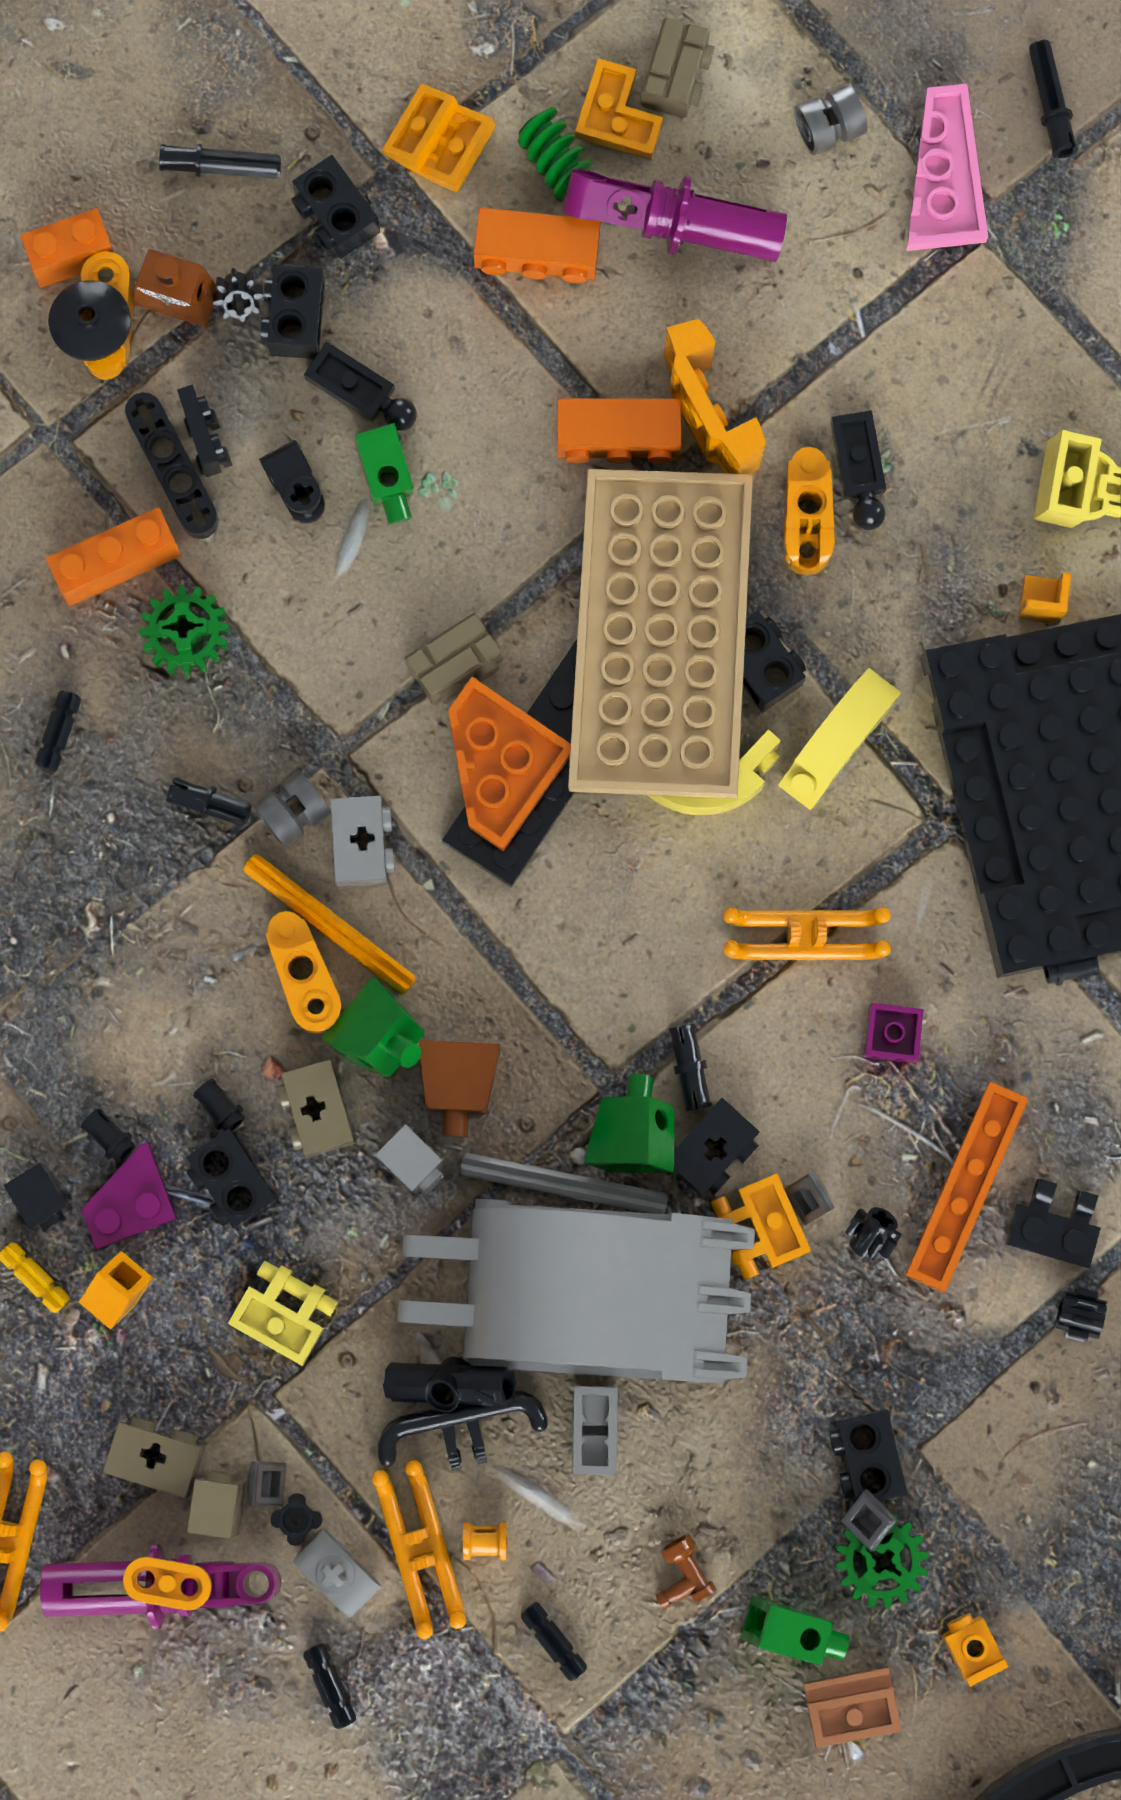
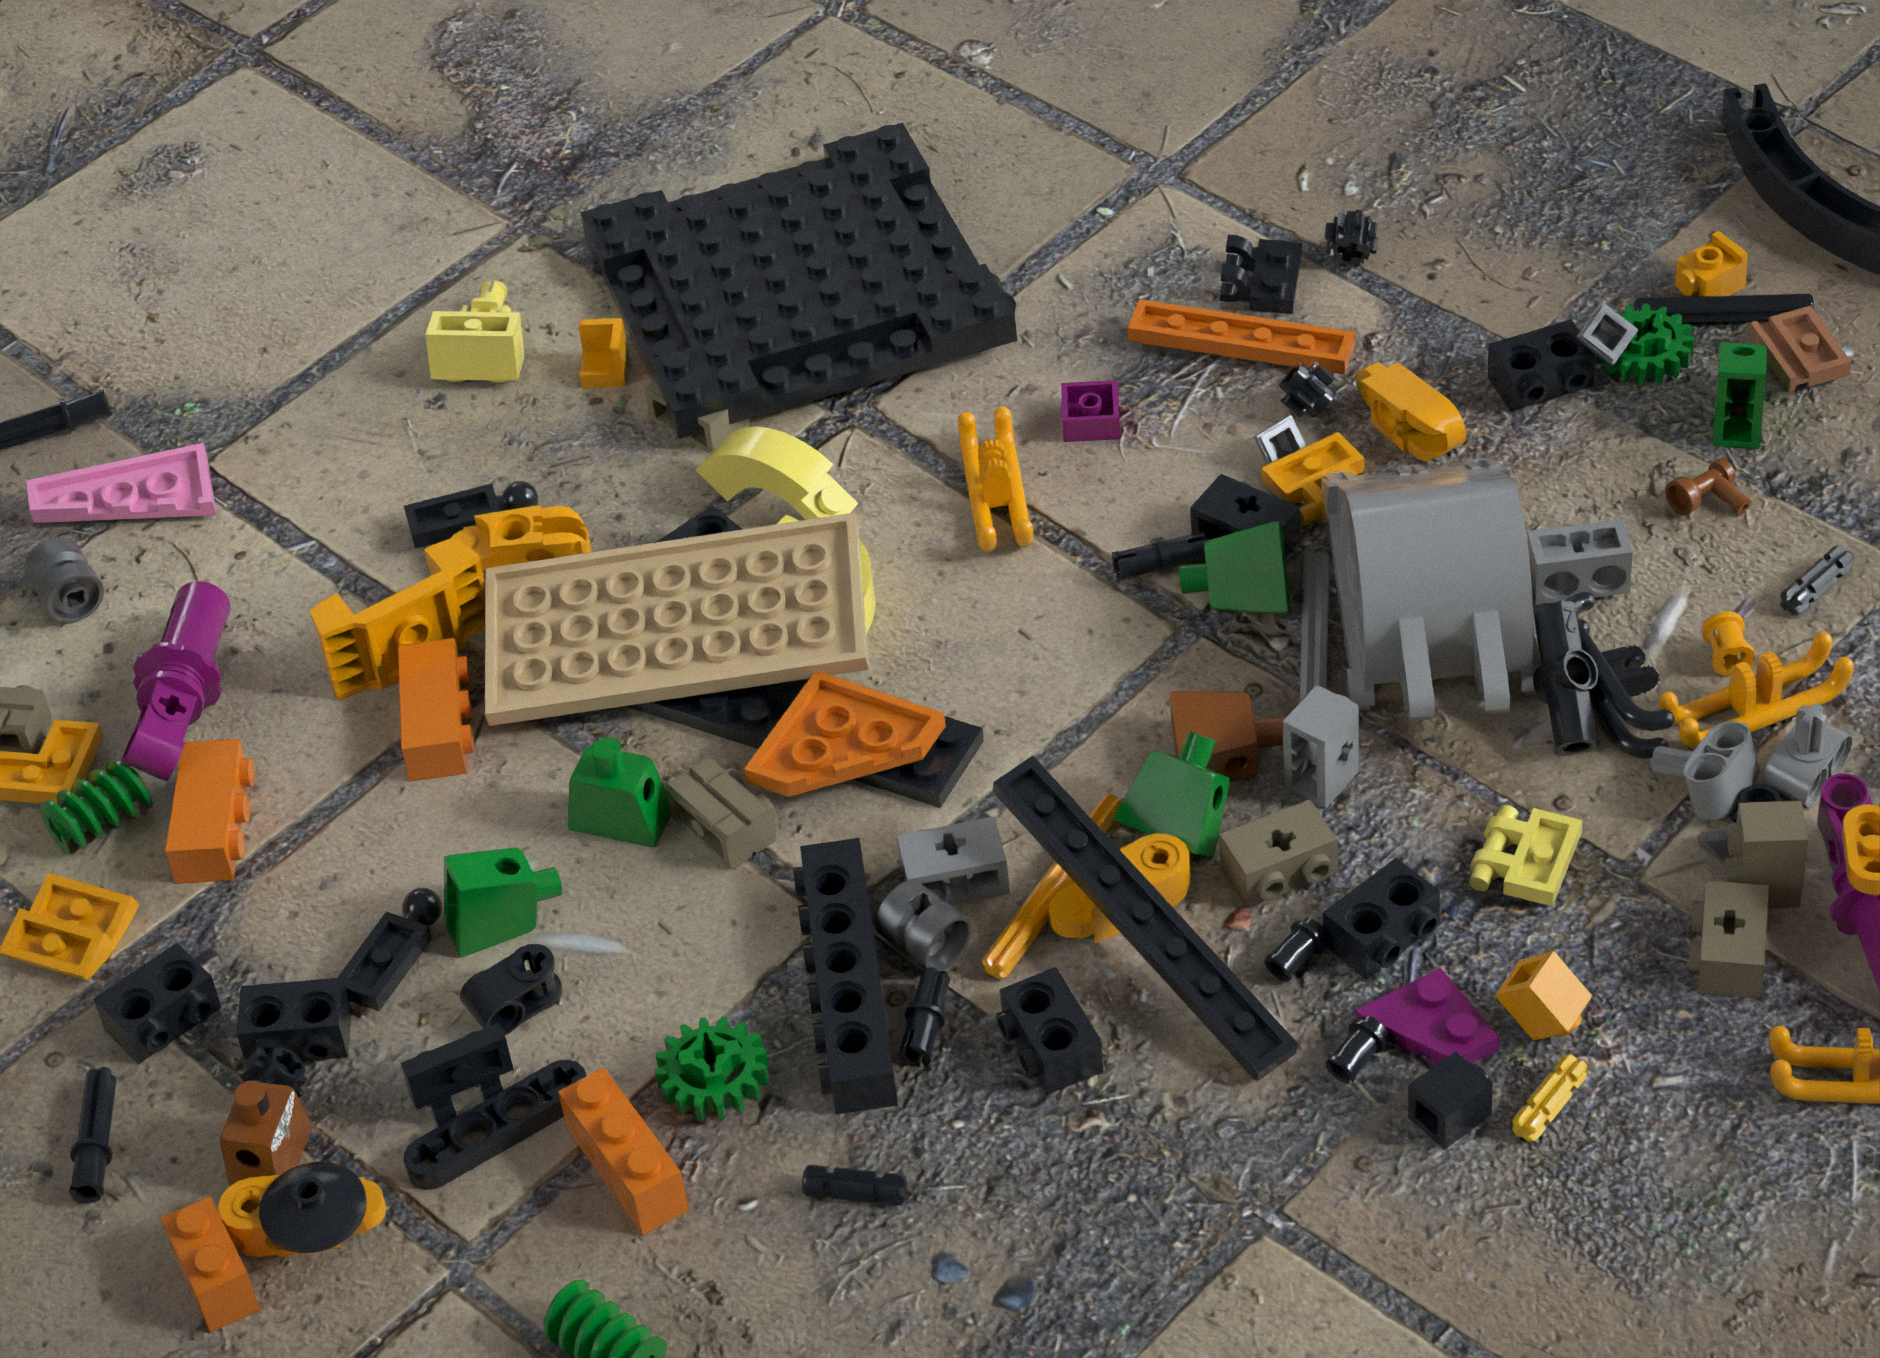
camera: 90 degrees left, 35 degrees down
(156, 726) = (847, 977): none -> black brick
(171, 907) = (1050, 1031): none -> black brick
(246, 980) = (1145, 919): none -> black plate
(339, 1485) = (1715, 770): none -> light grey beam
(478, 574) = (617, 795): none -> green torso
(828, 1321) = (1410, 411): none -> light orange piece
(926, 1651) = (1727, 308): none -> black axle

